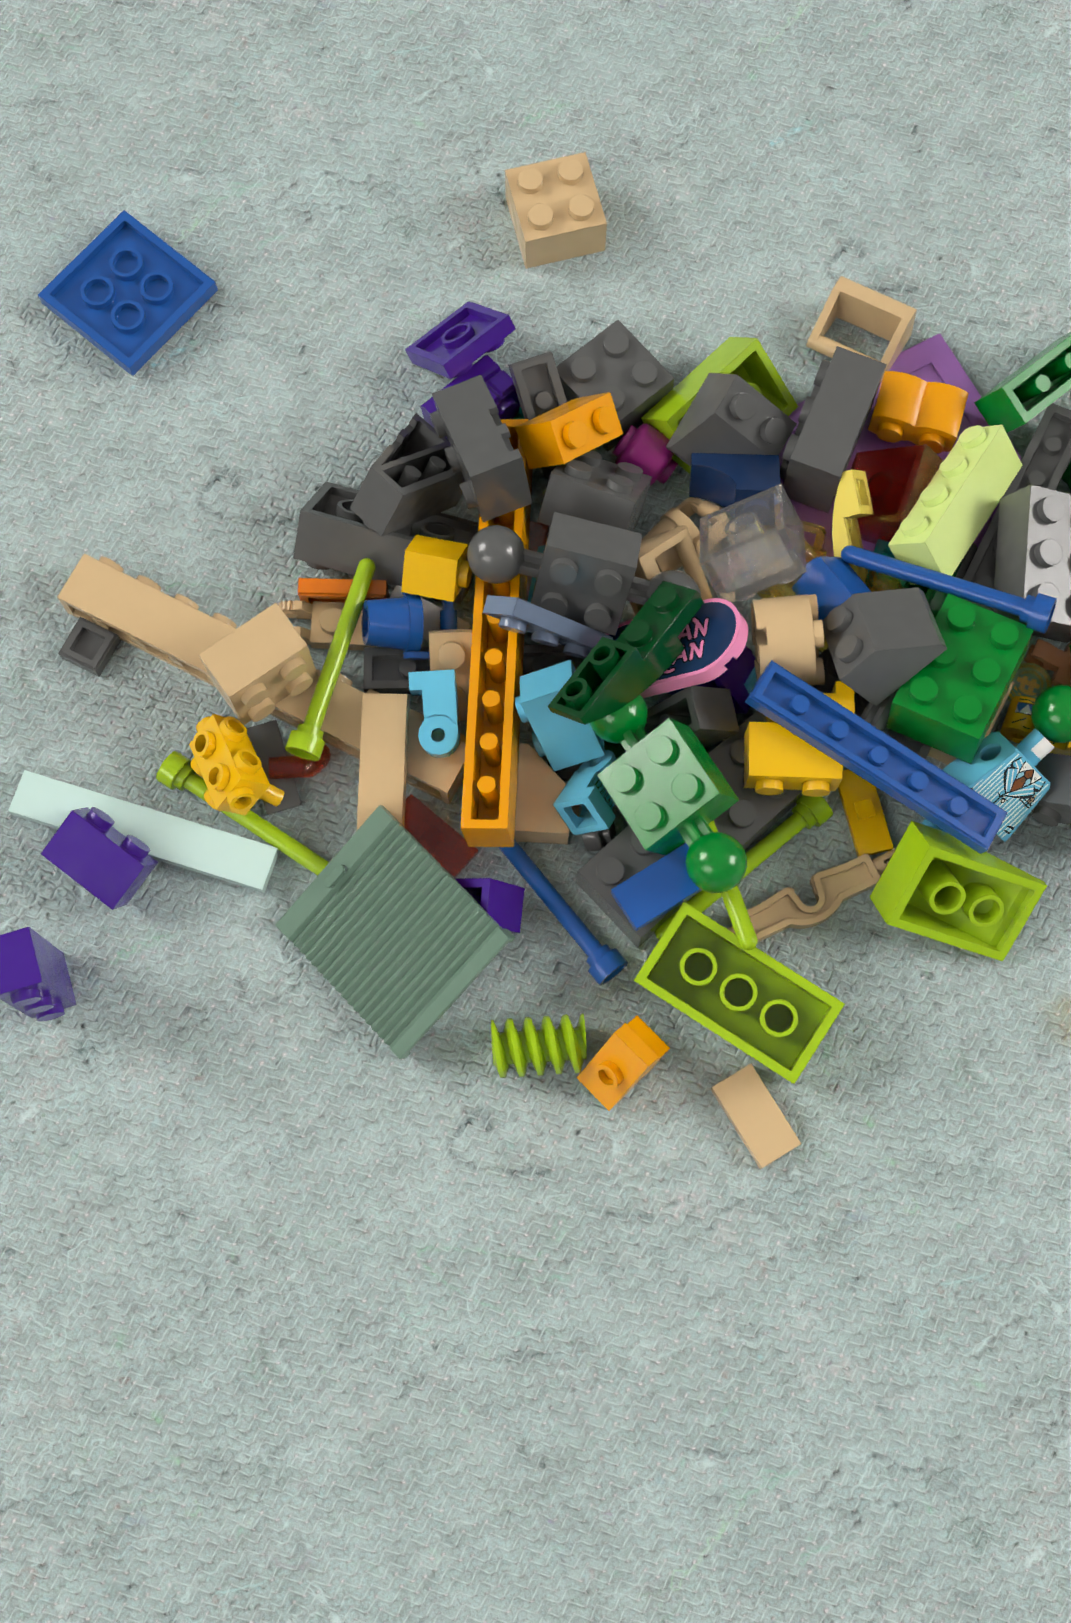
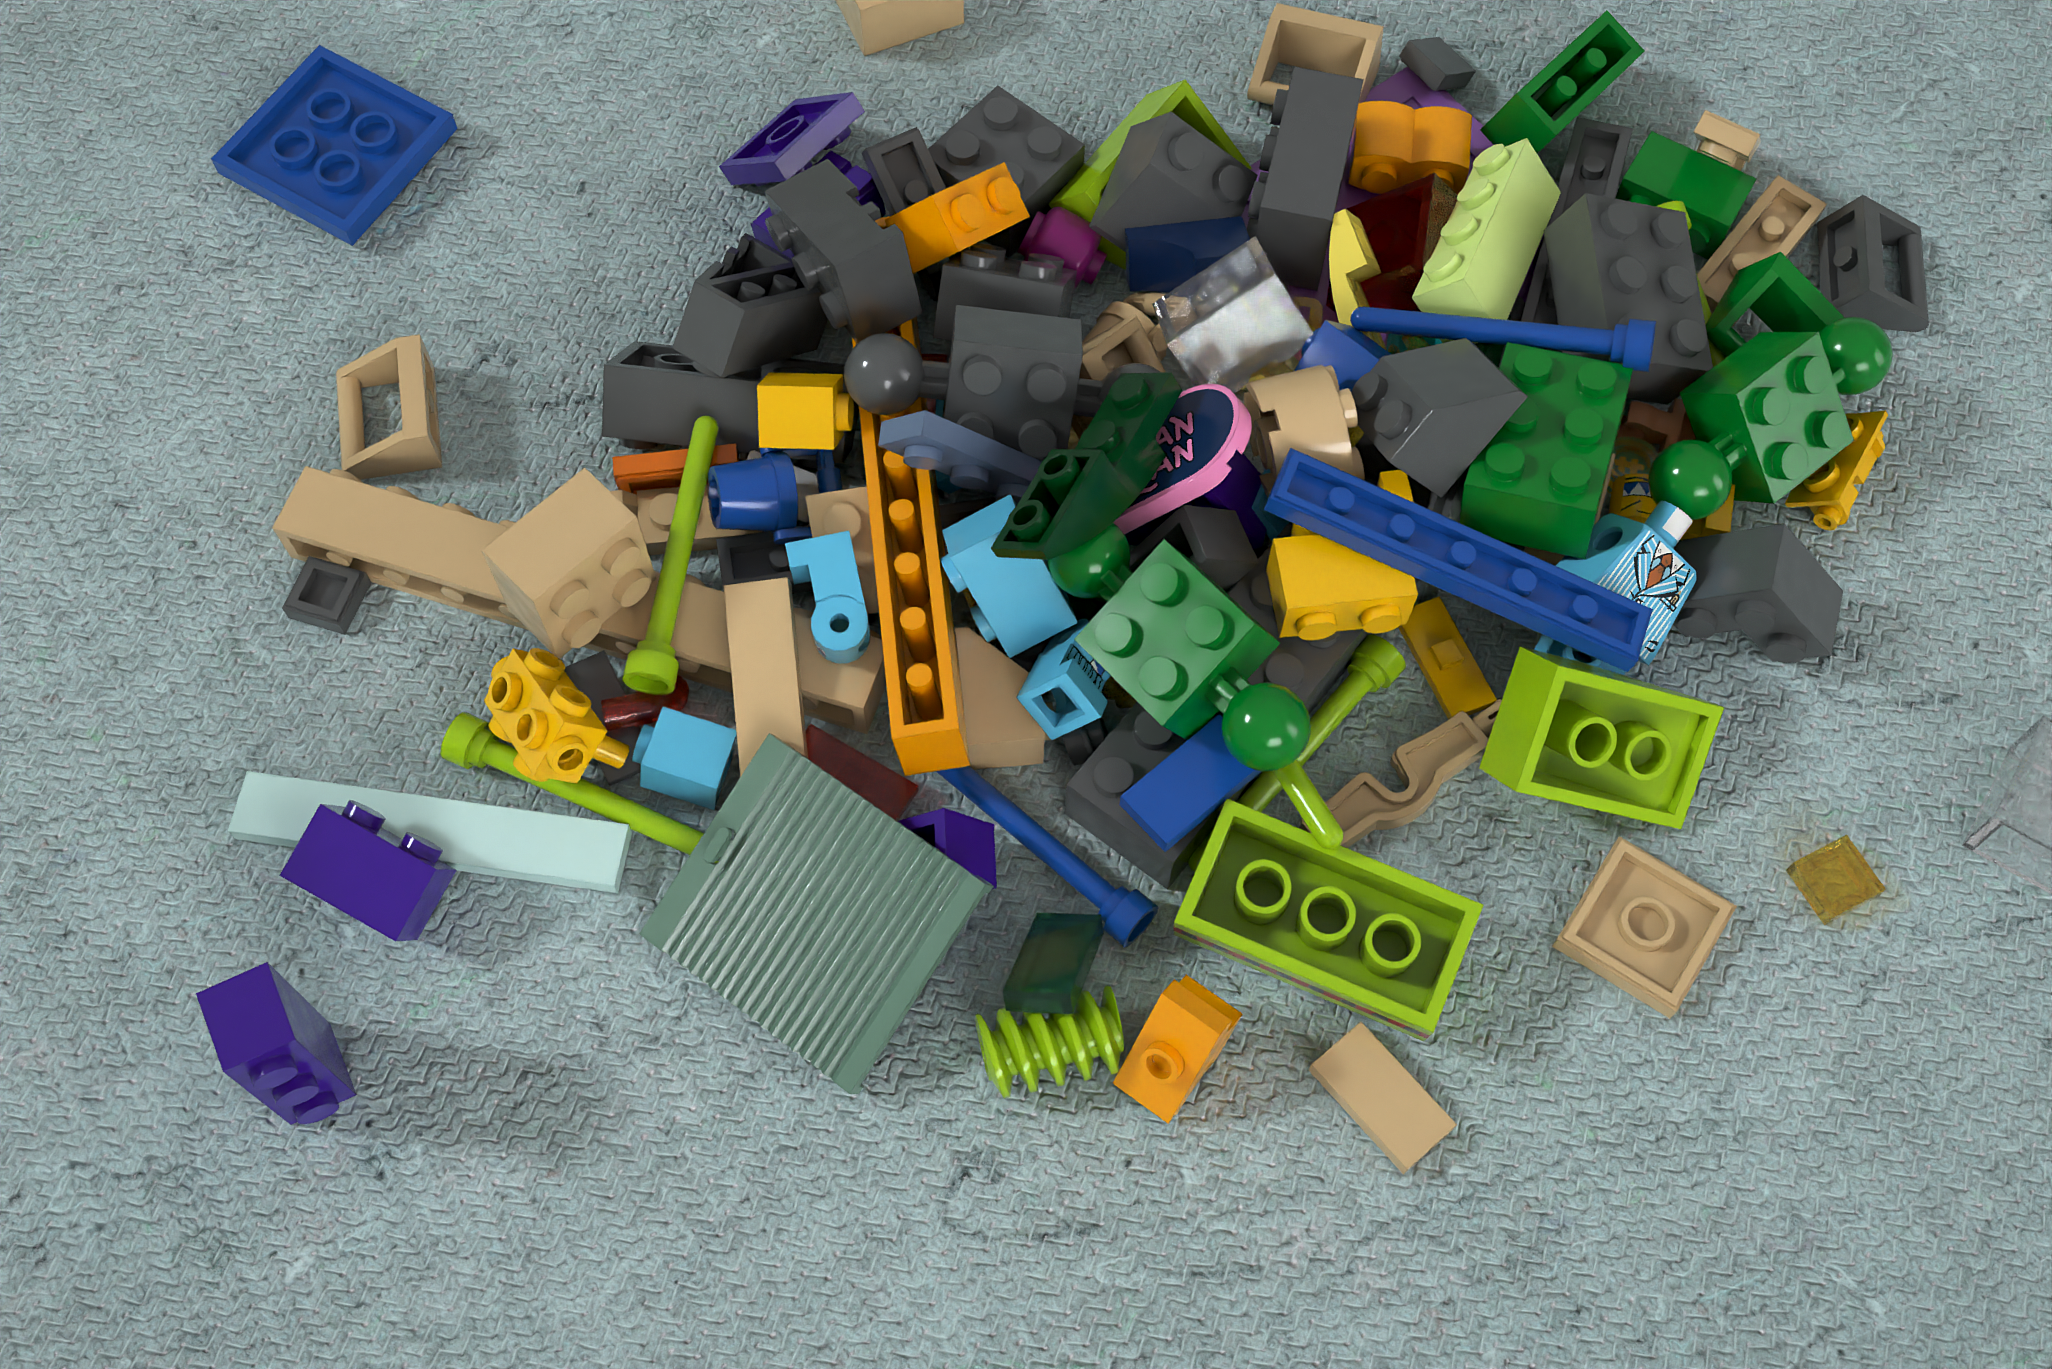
camera: 10 degrees left, 10 degrees down
(166, 537) = (418, 443): none -> tan tile
(321, 806) = (685, 757): none -> medium azure brick
(549, 992) = (1053, 963): none -> clear green tile
(955, 338) = (1436, 63): none -> dark grey tile
(961, 1026) = (1644, 927): none -> tan tile

